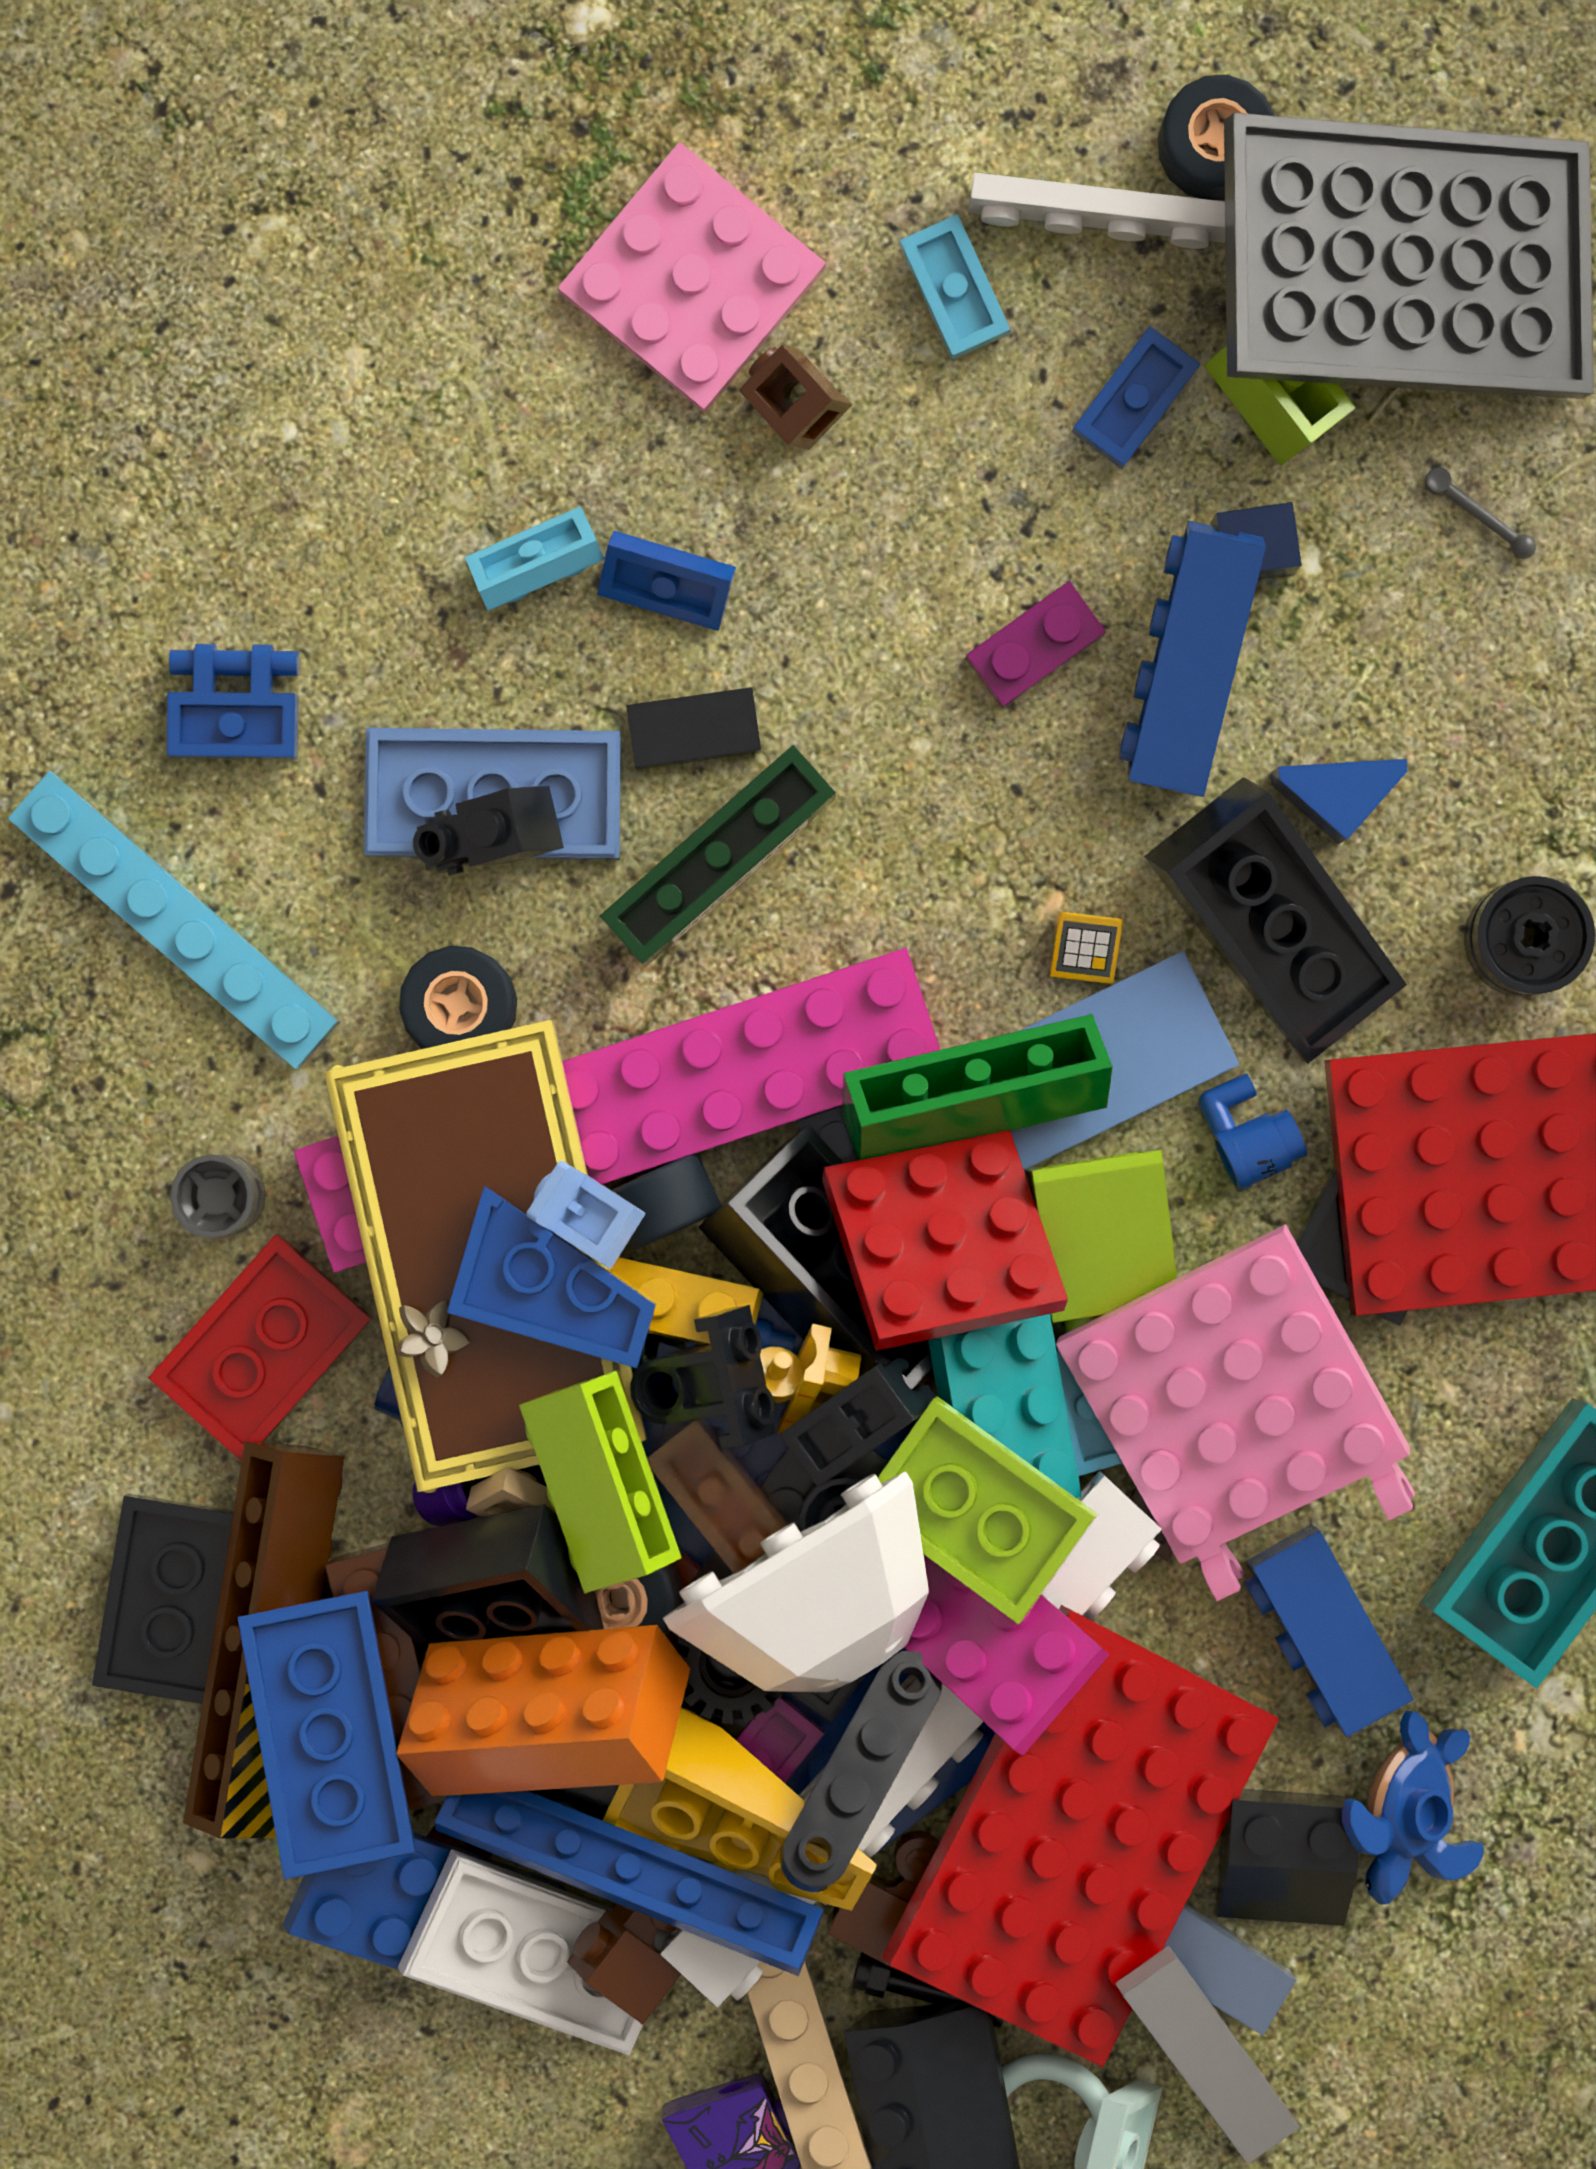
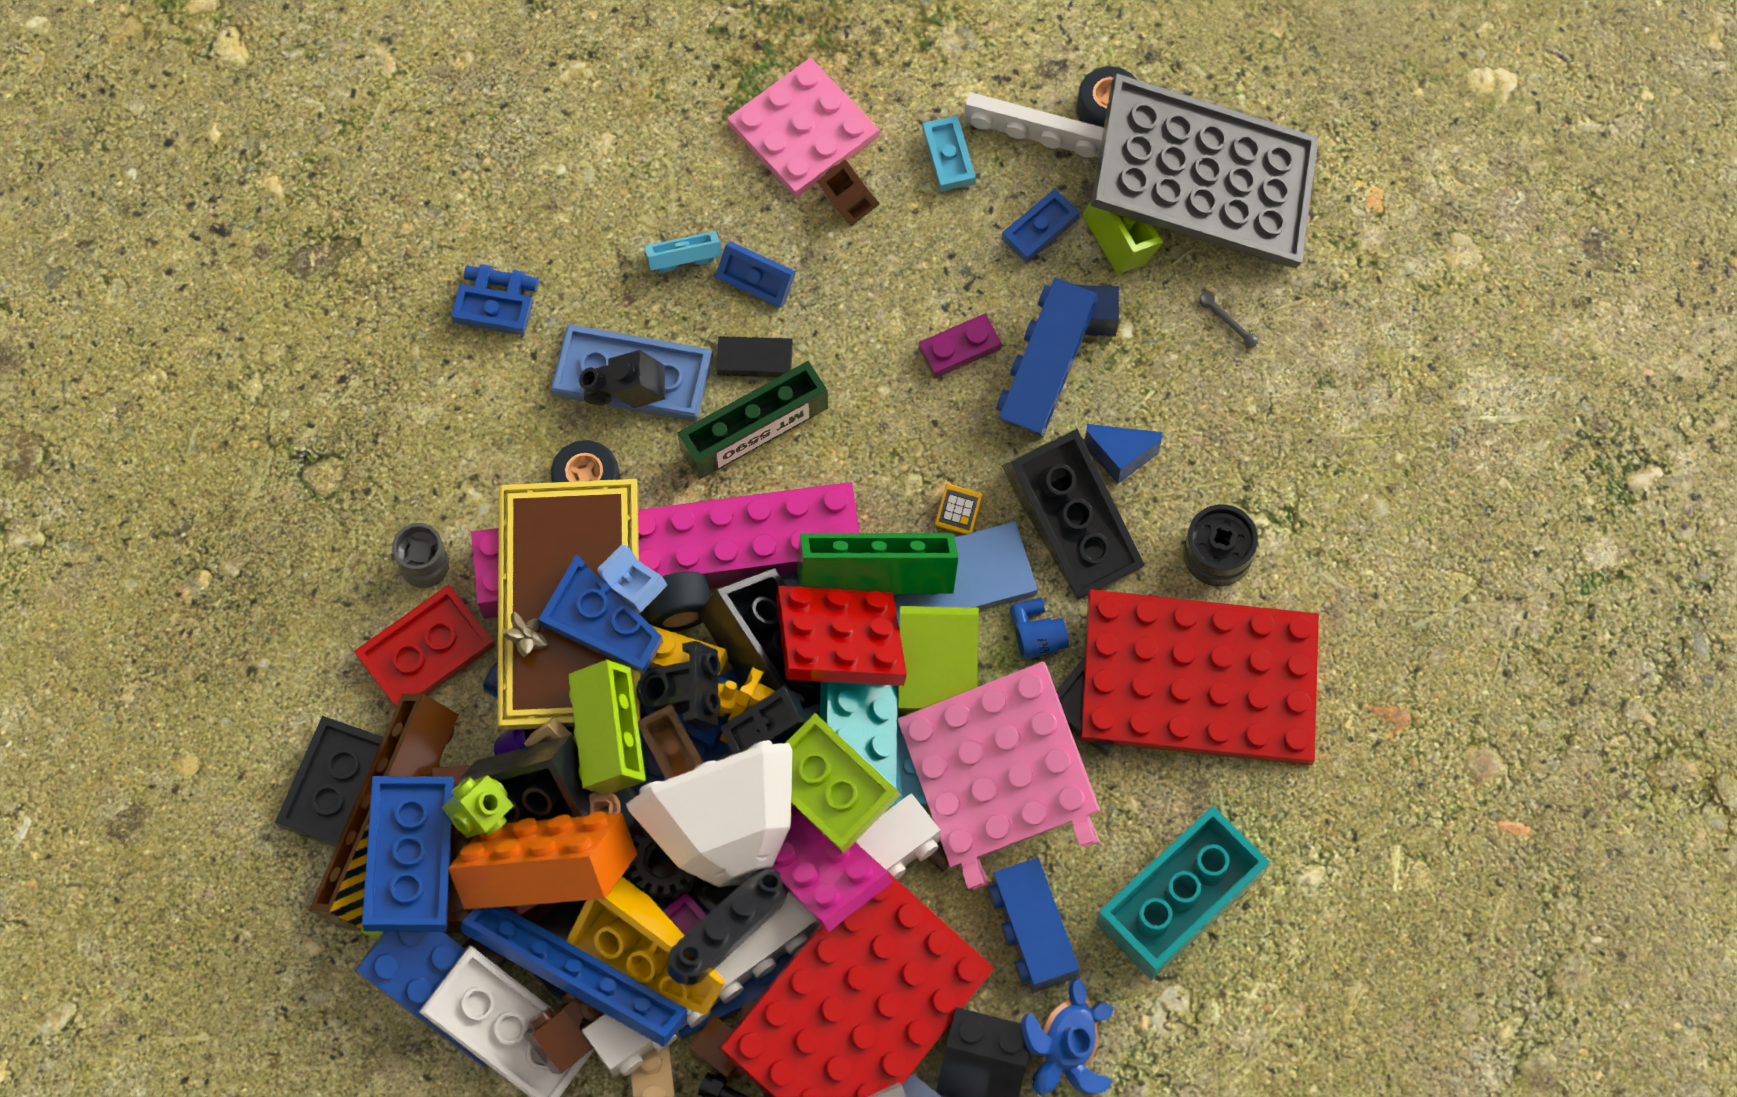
camera: 10 degrees right, 20 degrees down
(173, 920) = (433, 409): medium azure plate -> none
(421, 1647) = (478, 806): none -> lime brick

